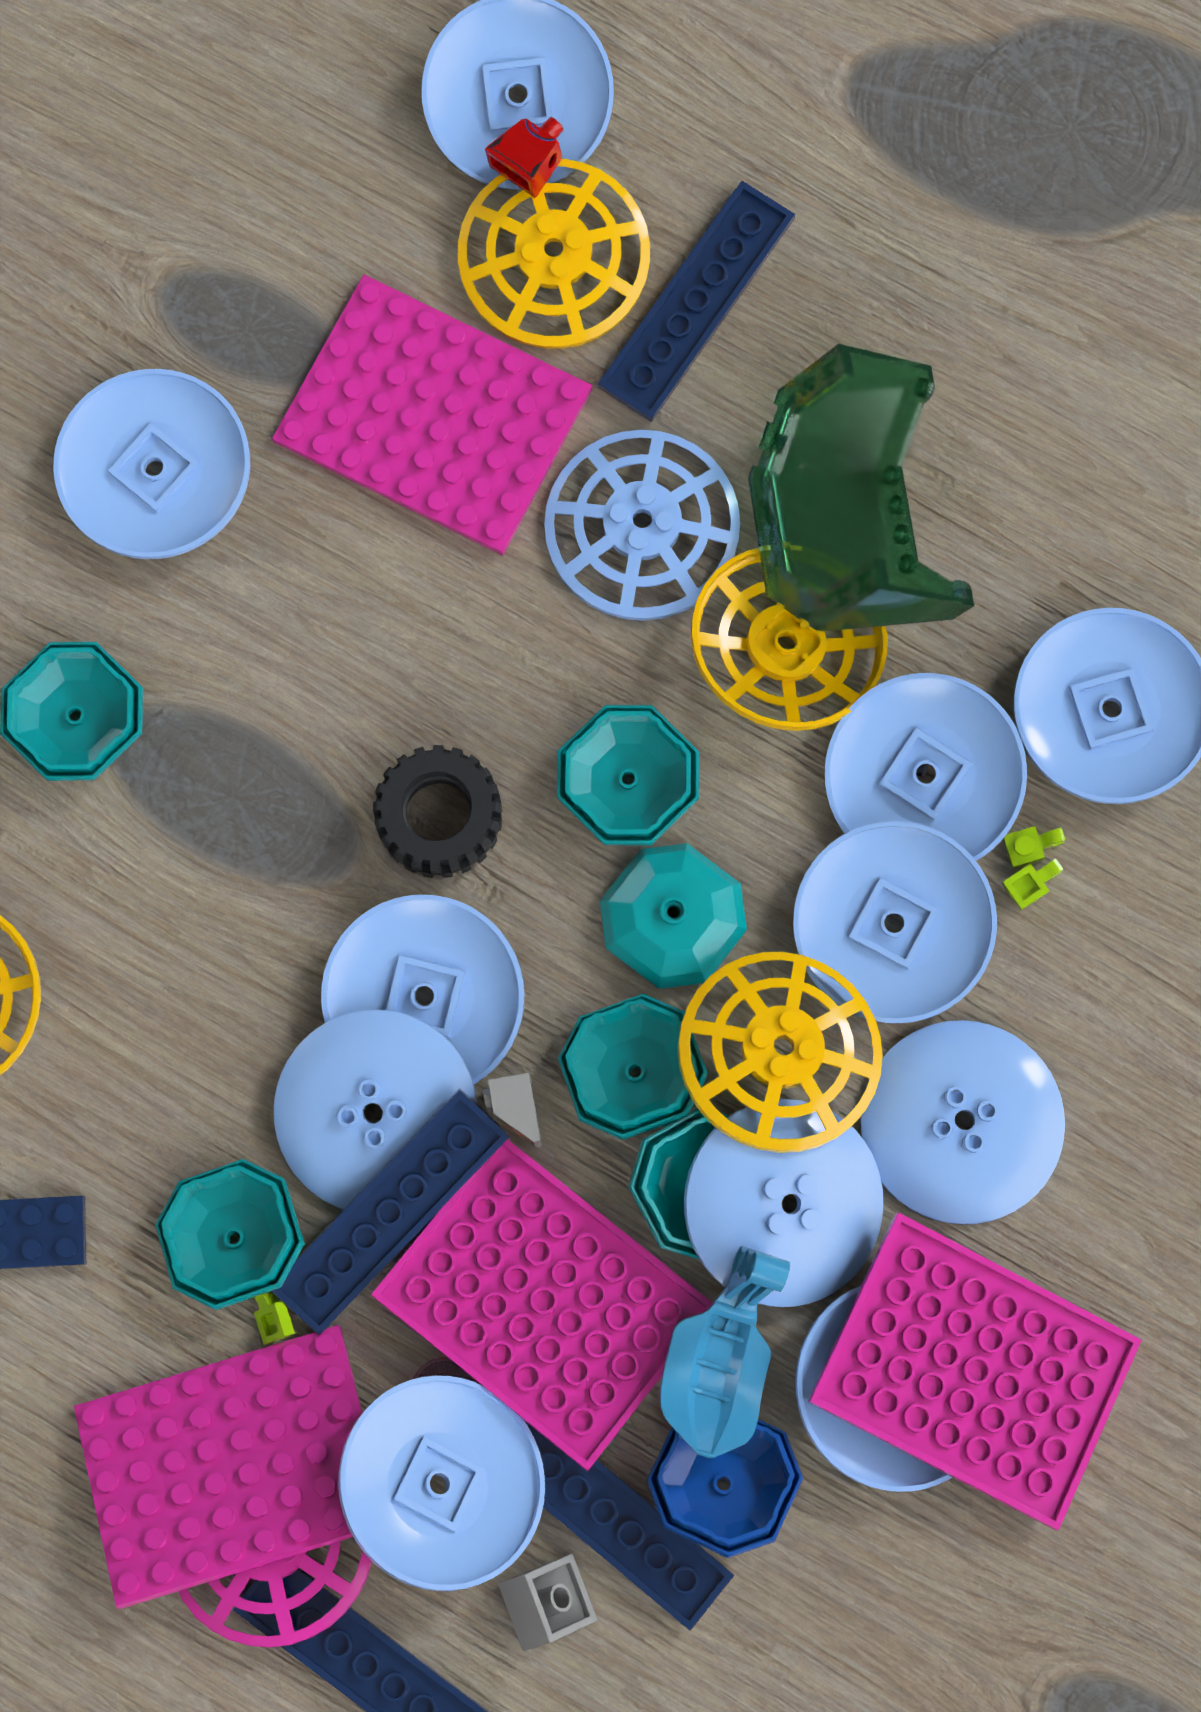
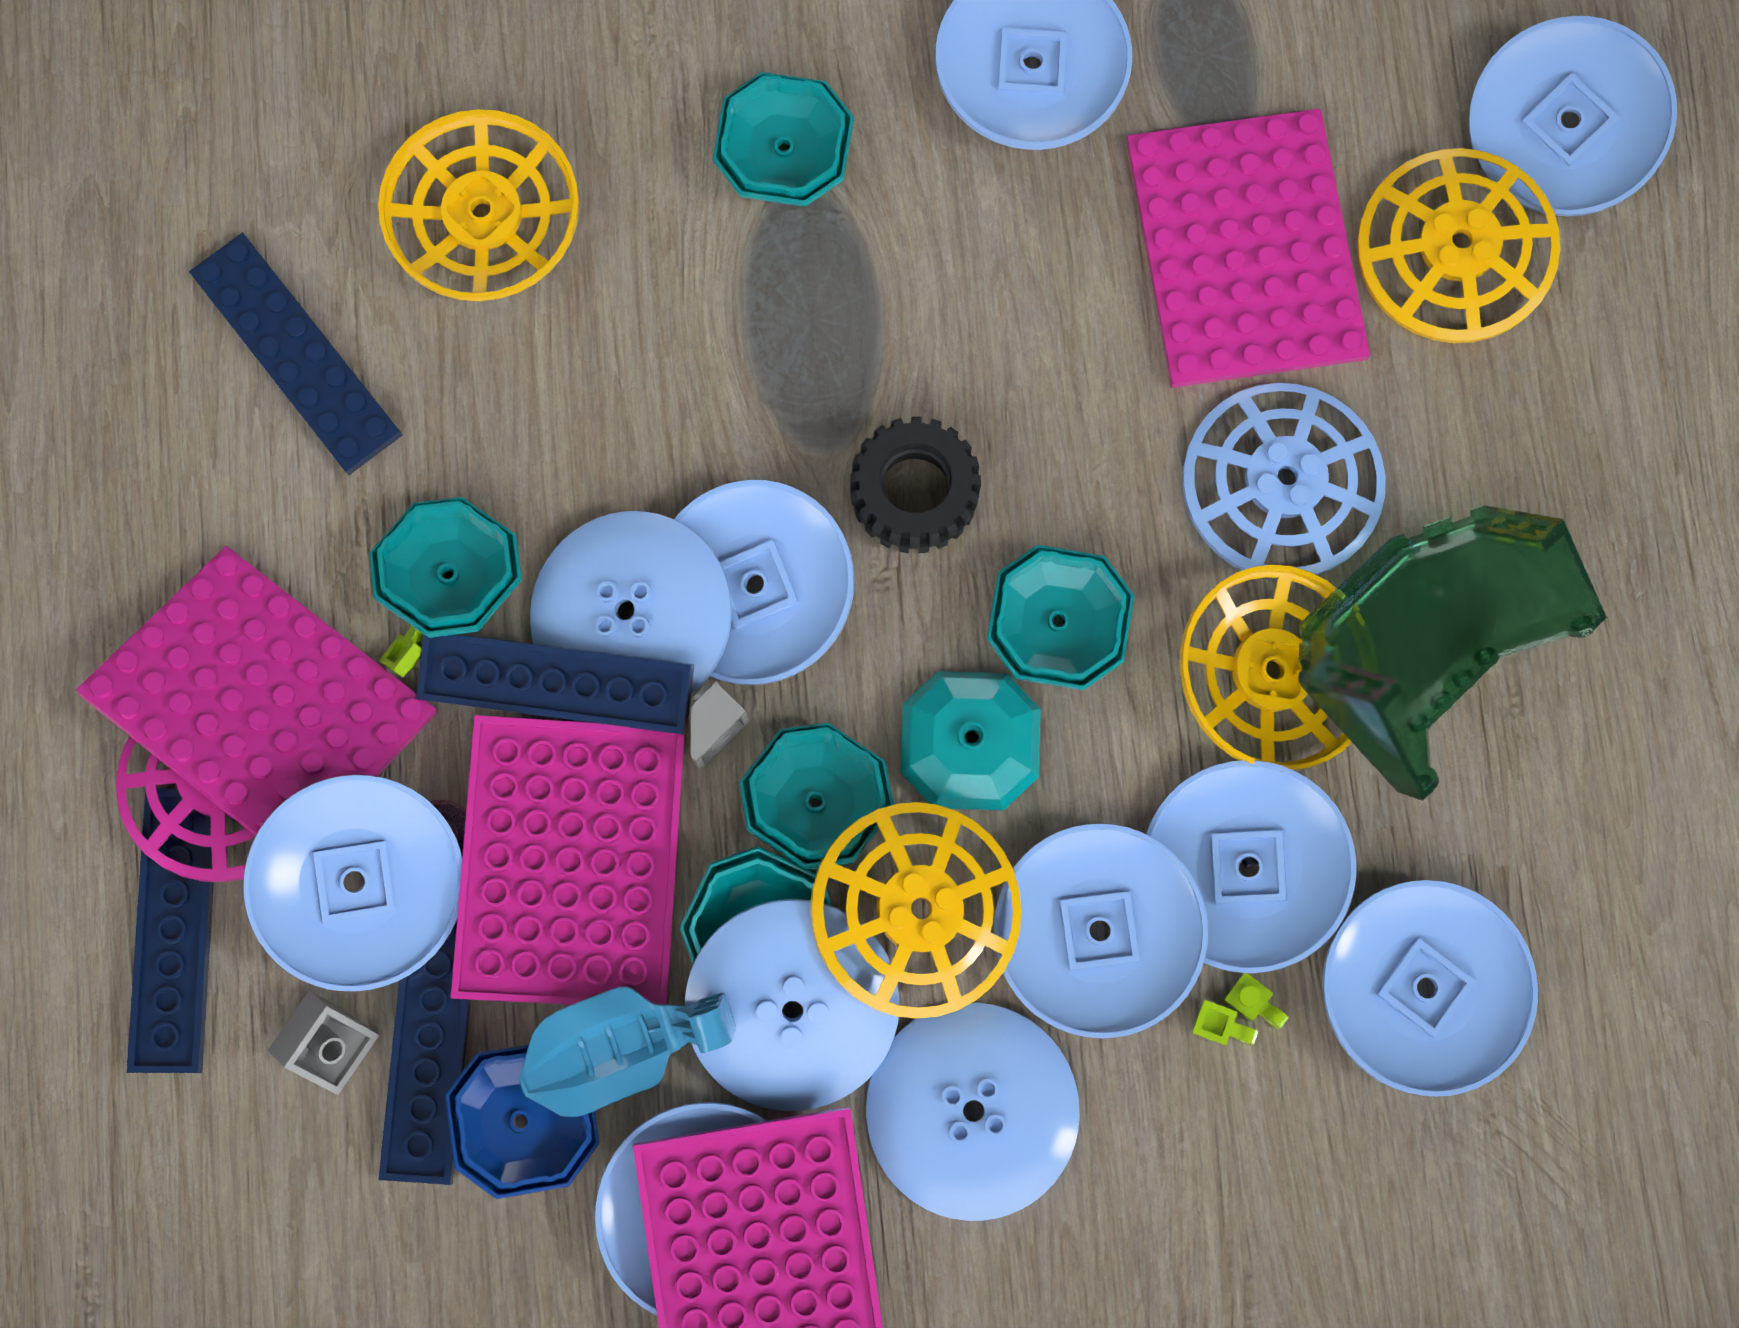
camera: 50 degrees right, 0 degrees up
(527, 154) = (1524, 159): red torso -> none
(696, 301) = (1510, 389): dark blue plate -> none

